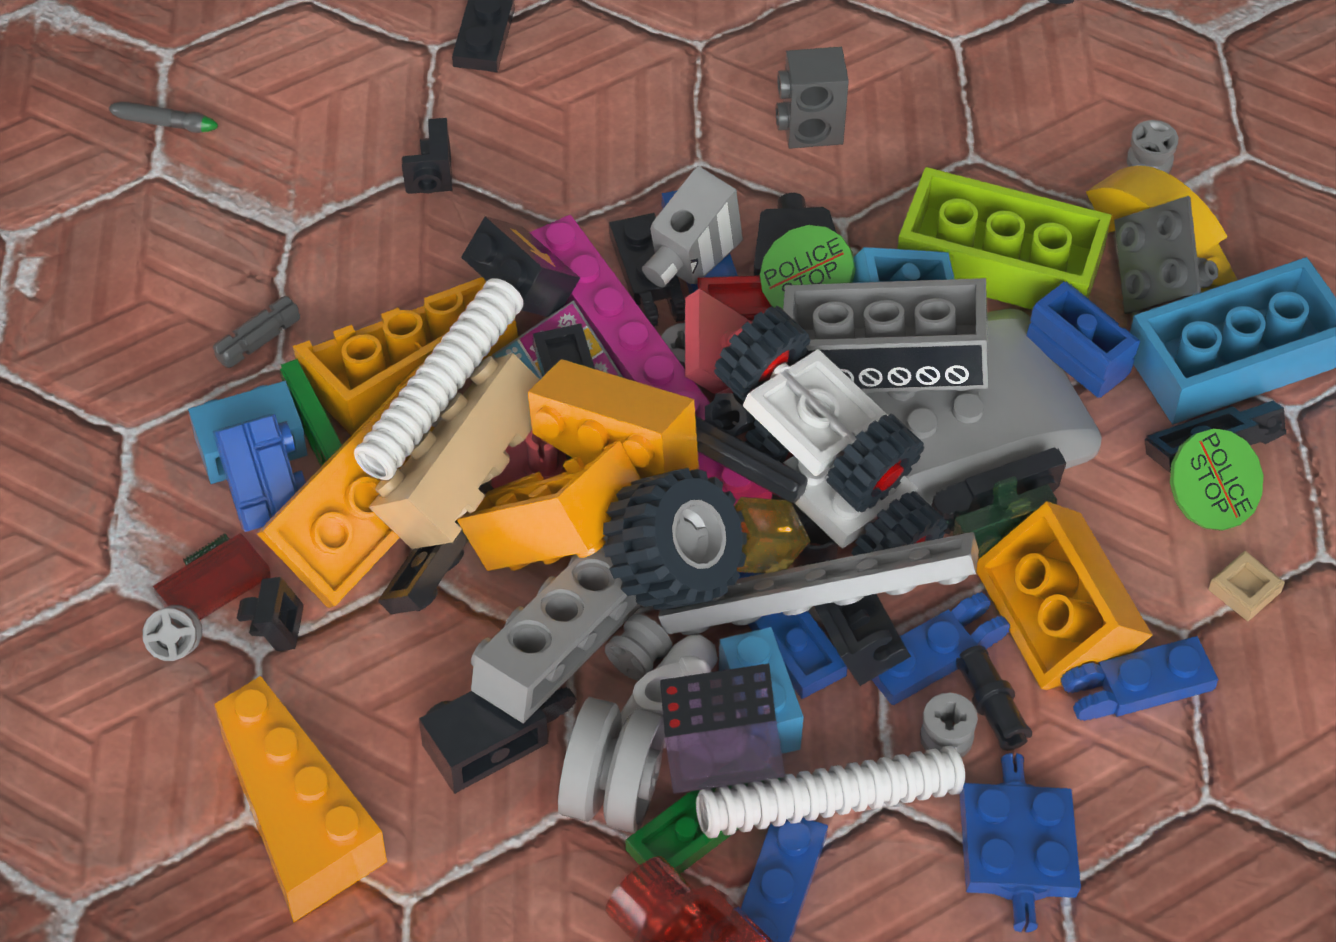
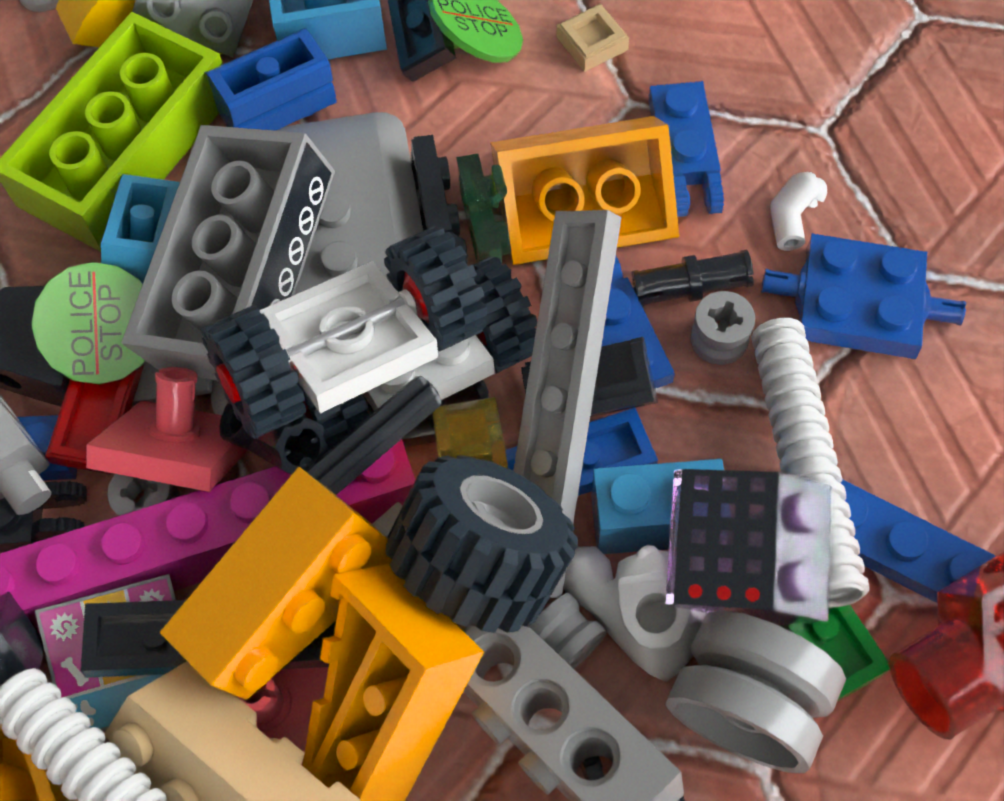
camera: 75 degrees left, 10 degrees up
(1099, 770) = (786, 208): none -> white arm

